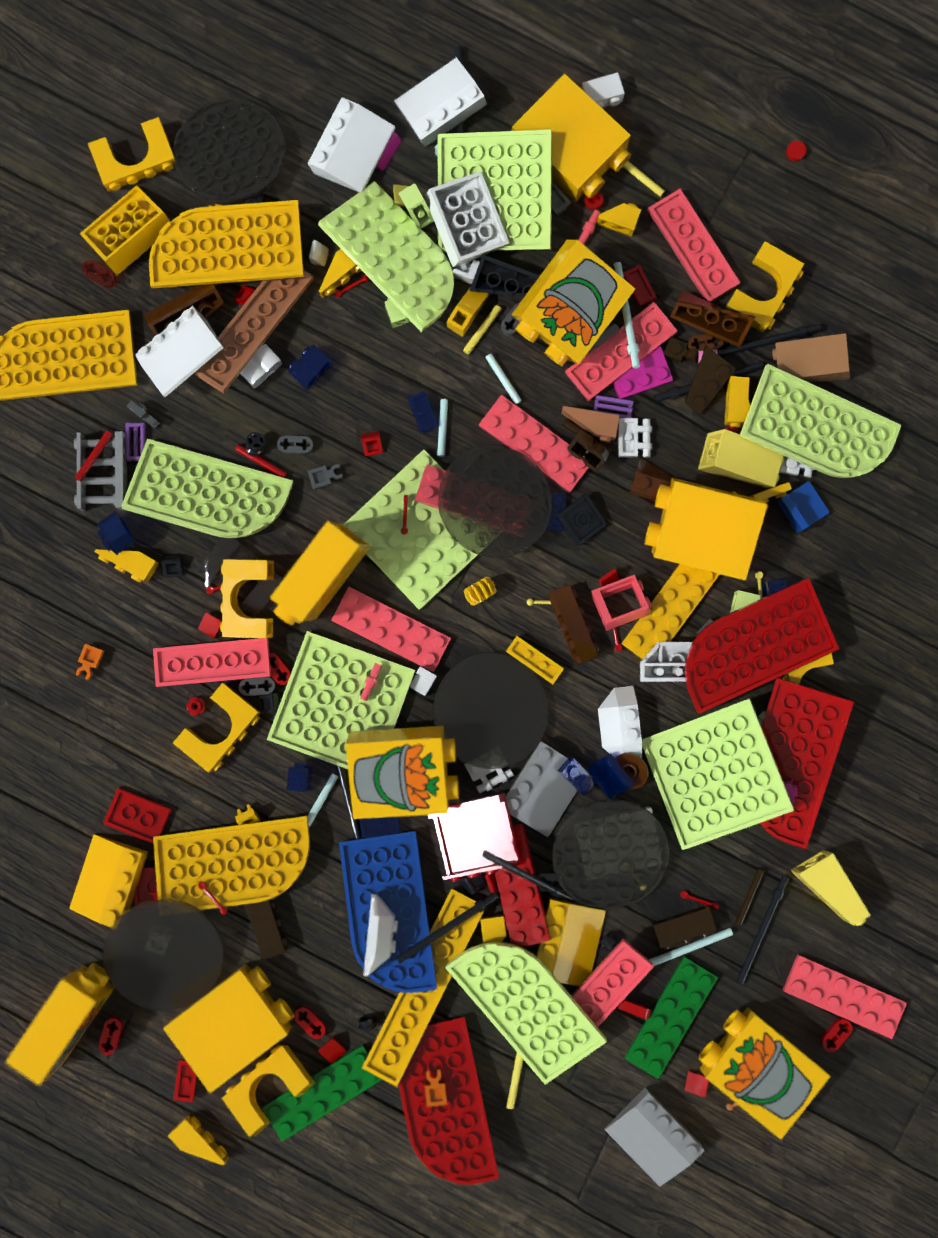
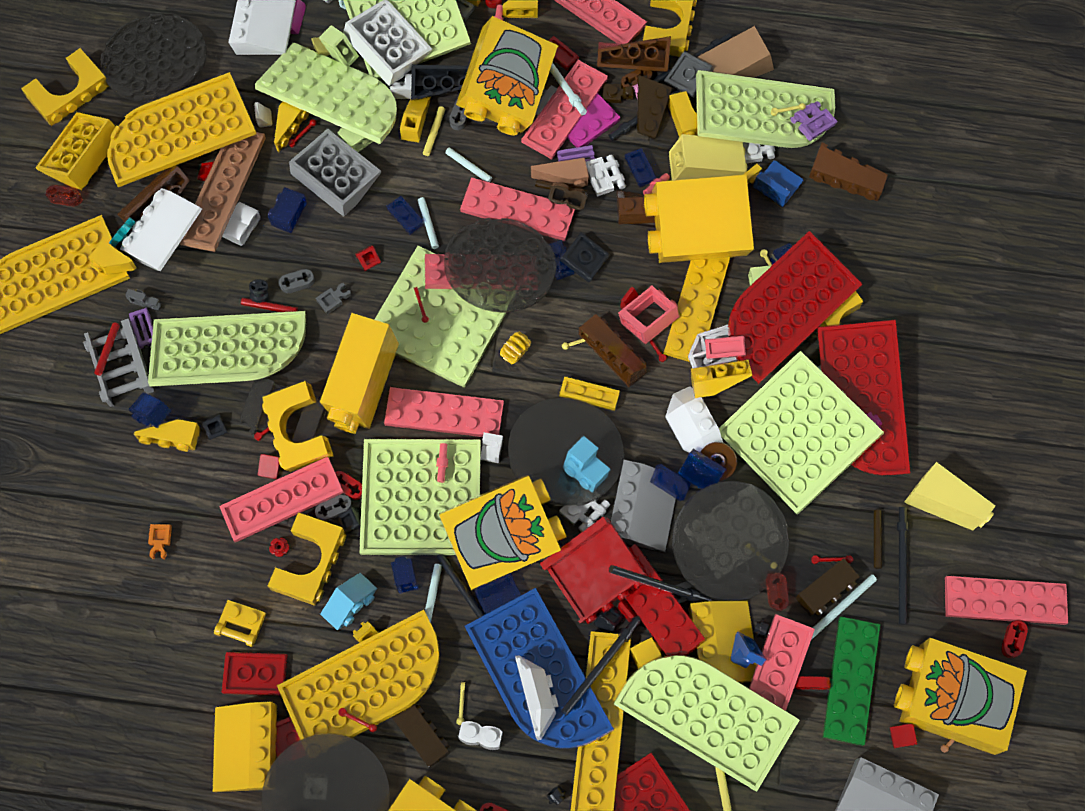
camera: 20 degrees left, 15 degrees down
(121, 364) = (110, 260): none -> yellow slope
(141, 338) = (121, 234): none -> teal plate
(141, 758) = (243, 617): none -> yellow plate
(241, 783) = (348, 600): none -> medium azure brick
(306, 925) = (461, 719): none -> light yellow hinge
(314, 944) = (487, 736): none -> white brick
(368, 343) = (334, 171): none -> light grey slope
(502, 737) = (584, 465): none -> medium azure brick
(585, 961) = (746, 651): none -> blue slope
(640, 913) = (781, 589): none -> clear red beam
(661, 695) = (716, 378): none -> yellow slope
(672, 442) = (640, 167): none -> clear blue plate
(678, 669) = (725, 347): none -> coral tile
(680, 467) = (664, 177): none -> coral bar
(757, 355) = (684, 73): none -> dark grey plate
(859, 436) = (775, 111): none -> light yellow hinge
(866, 462) = (817, 124): none -> medium lavender plate
(875, 524) = (847, 174): none -> reddish brown wedge

